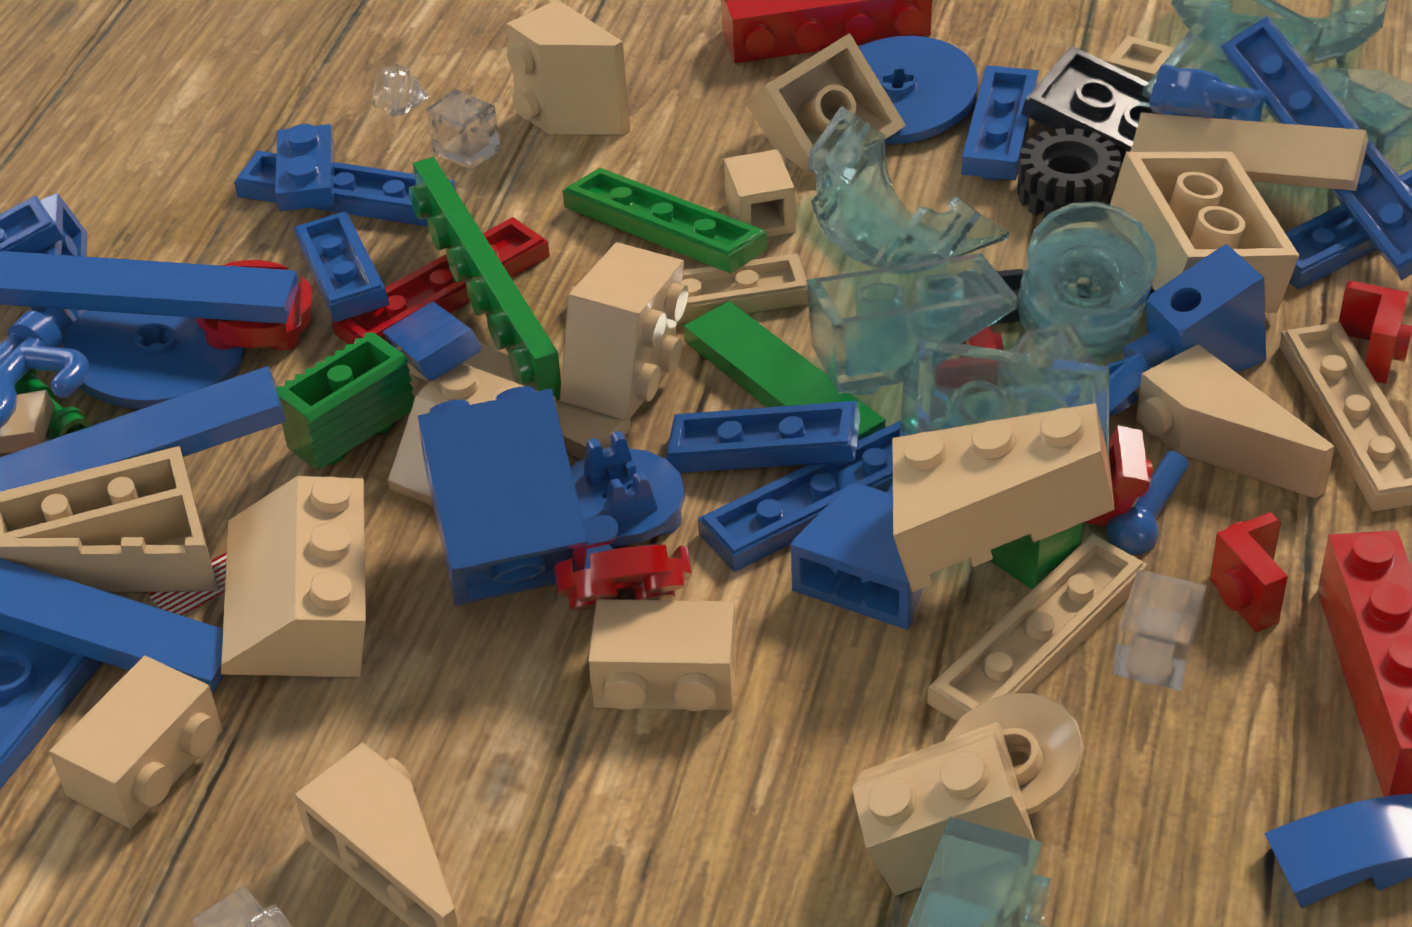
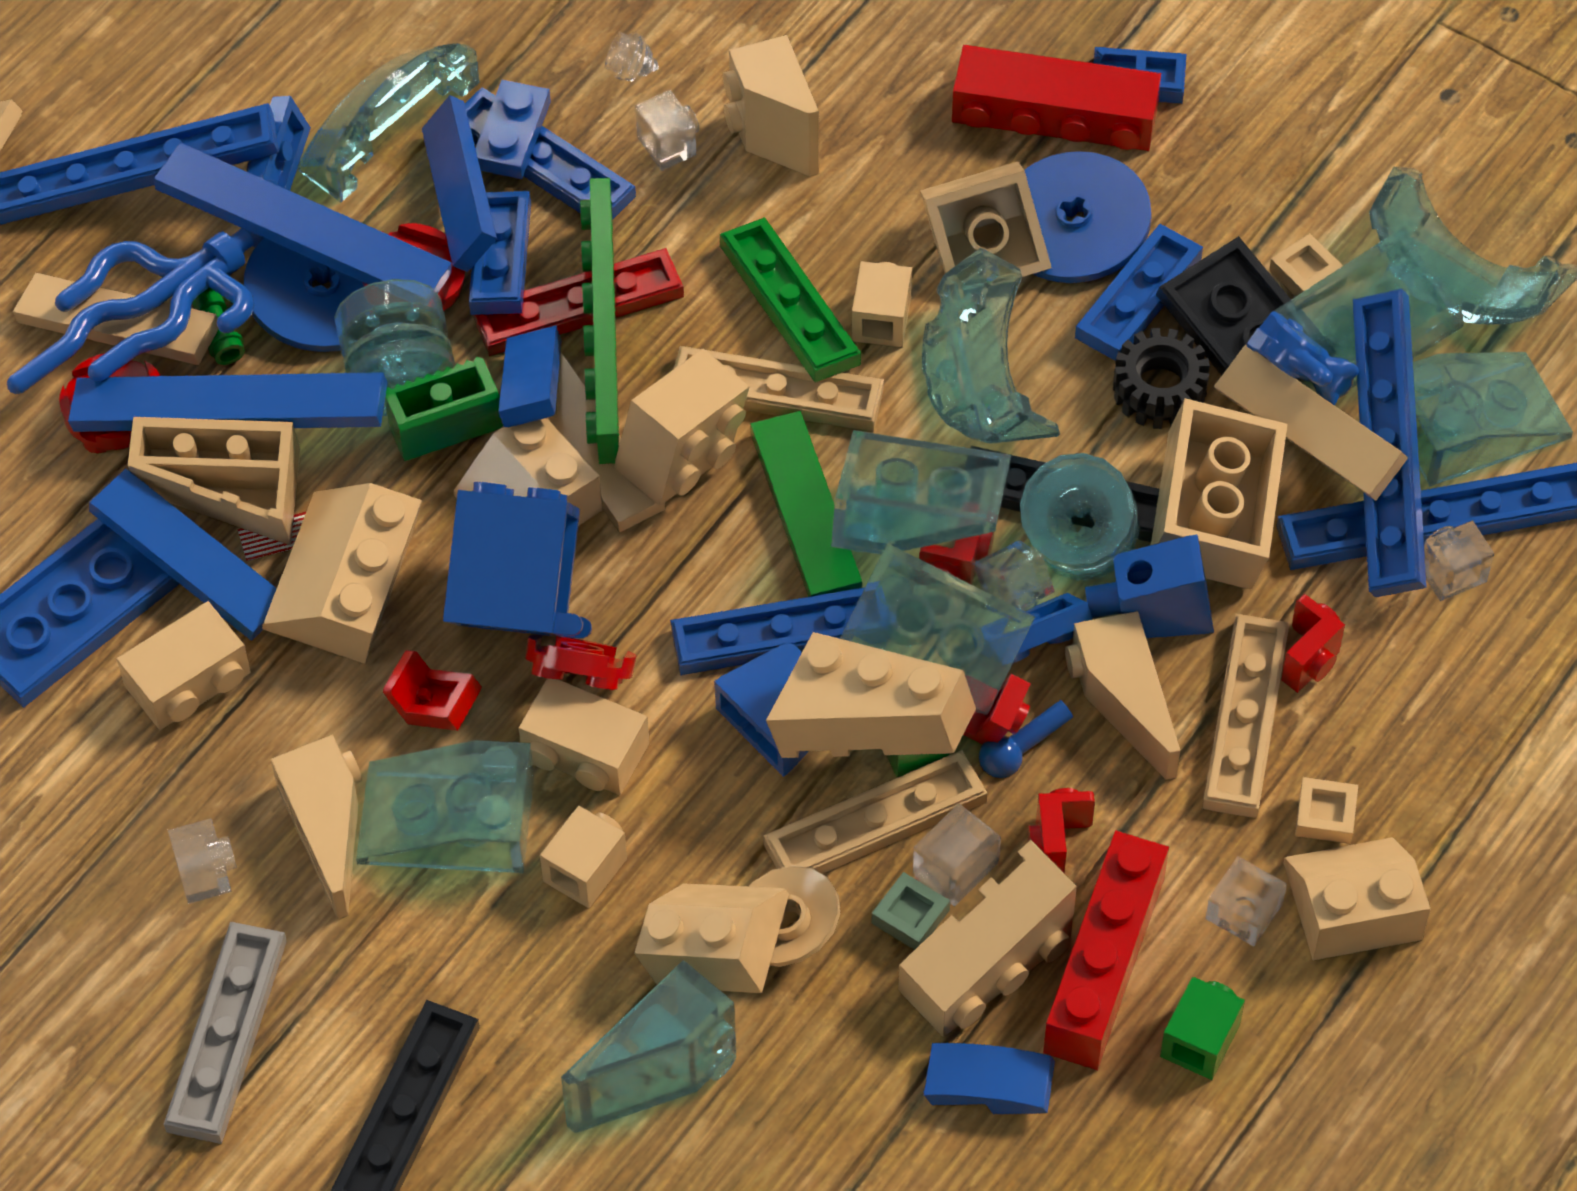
camera: 20 degrees right, 15 degrees up
(136, 201) = (376, 105): none -> clear light blue windscreen
(254, 328) = (394, 330): none -> clear light blue wheel
(272, 218) = (458, 184): none -> blue tile
(461, 676) = (429, 695): none -> red bracket
(541, 783) = (449, 808): none -> clear light blue slope
(630, 486) = (623, 576): blue plate -> none
(732, 777) = (584, 855): none -> tan brick
(764, 437) = (756, 563): blue tile -> none
(1146, 705) = (910, 911): none -> sand green plate
(1268, 696) = (993, 945): none -> tan wedge

